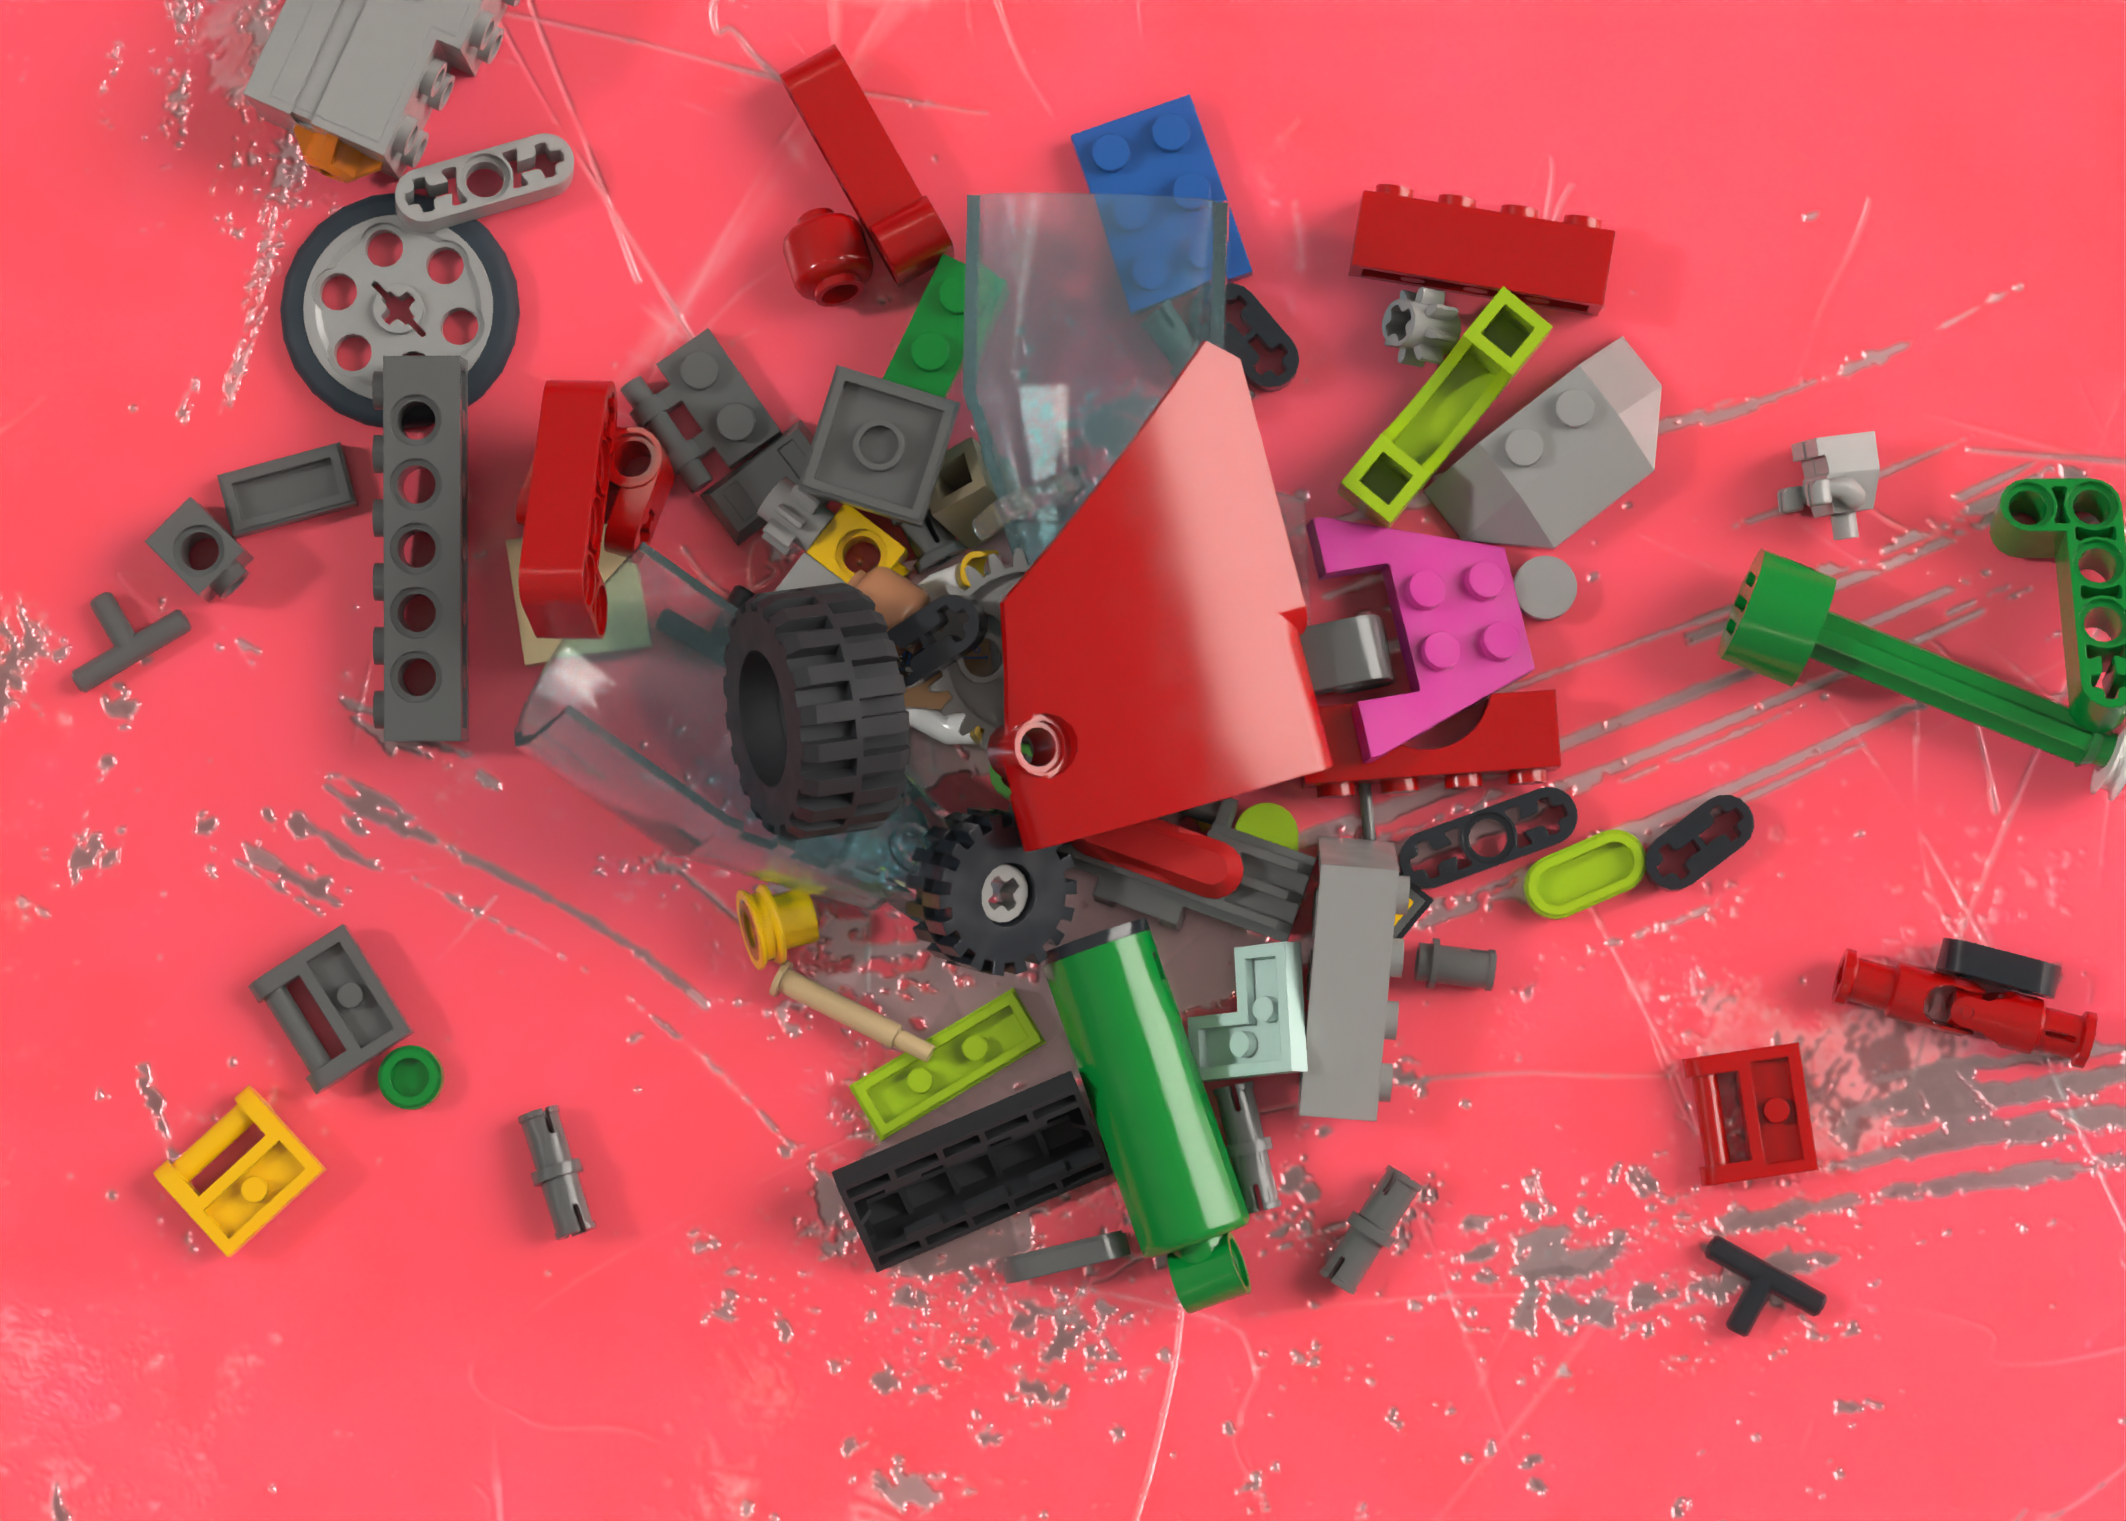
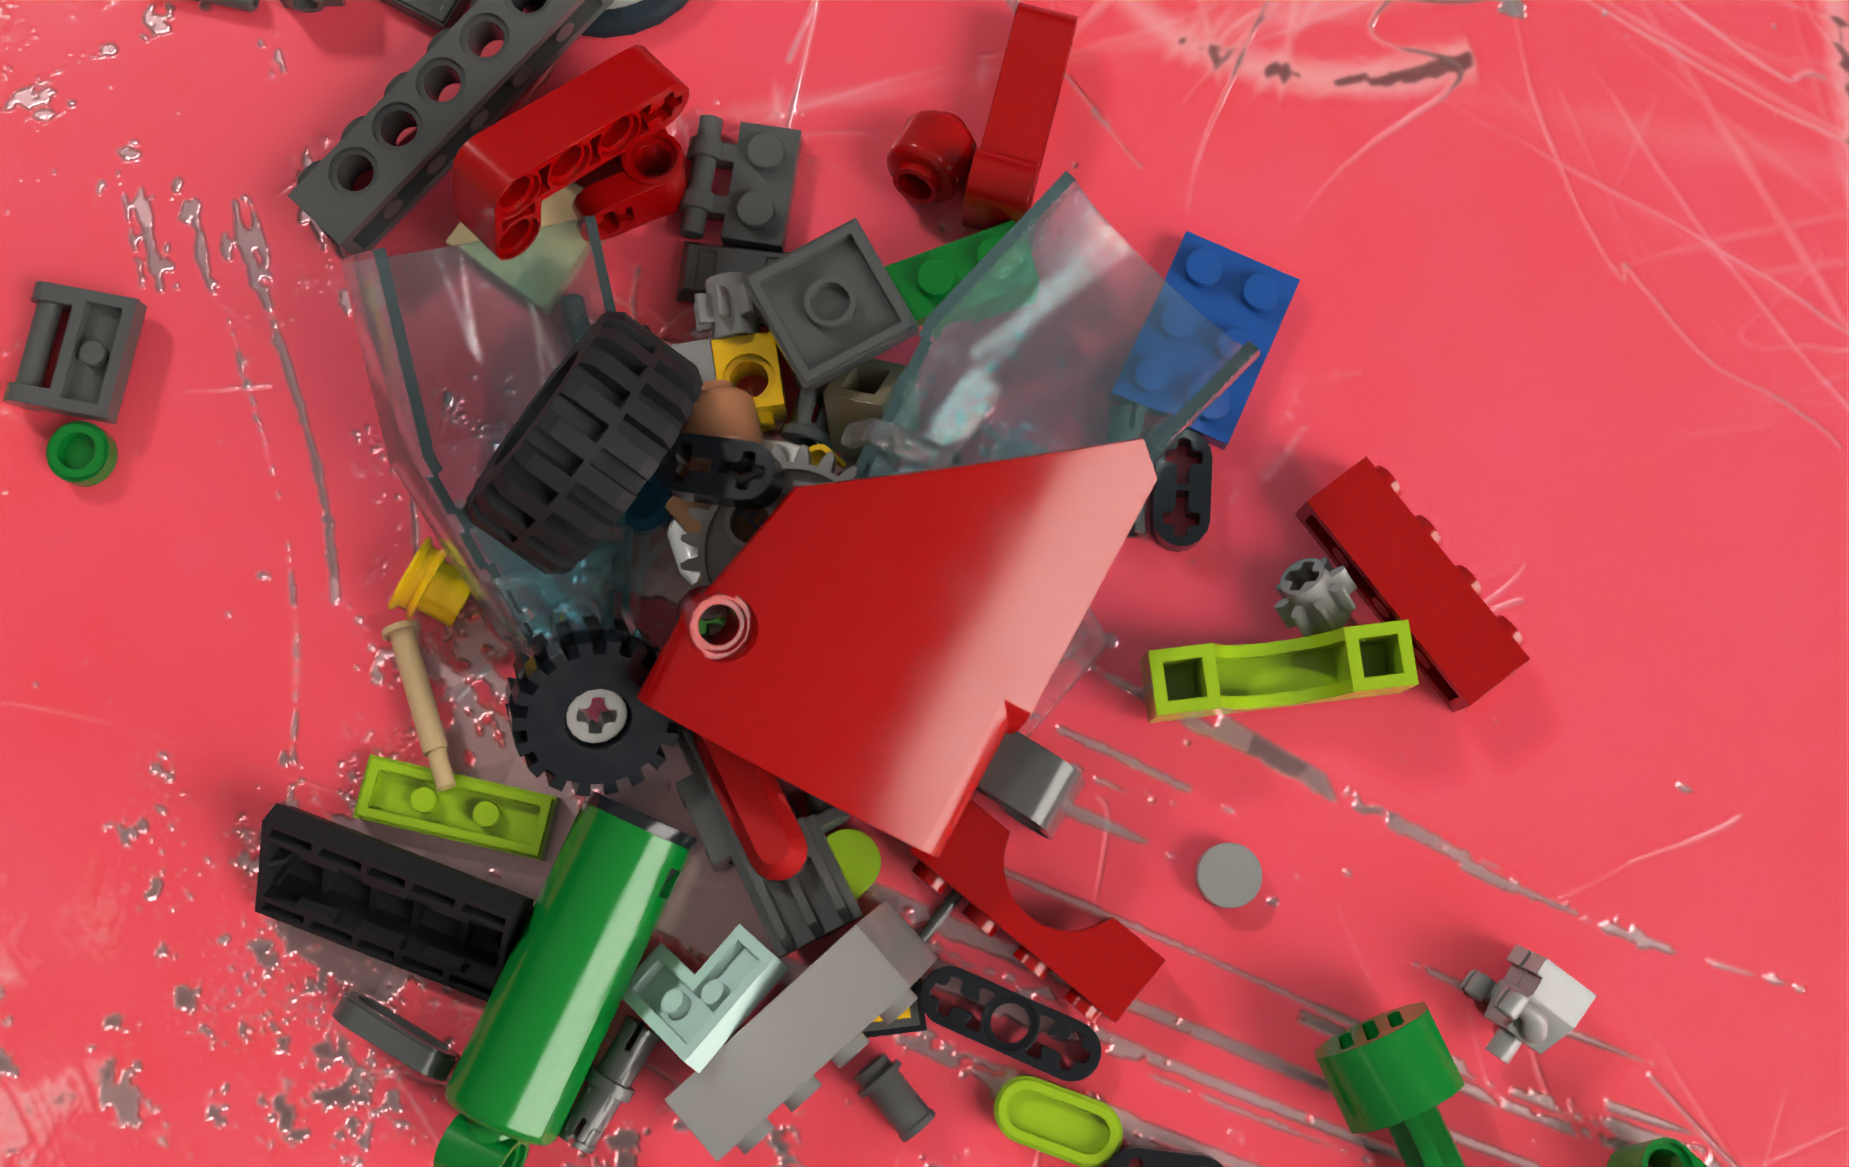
camera: 40 degrees right, 5 degrees down
(556, 1172) = (106, 616): dark grey pin -> none
(1451, 618) = (1137, 831): dark pink wing -> none
(1557, 456) = (1329, 786): light grey wedge -> none

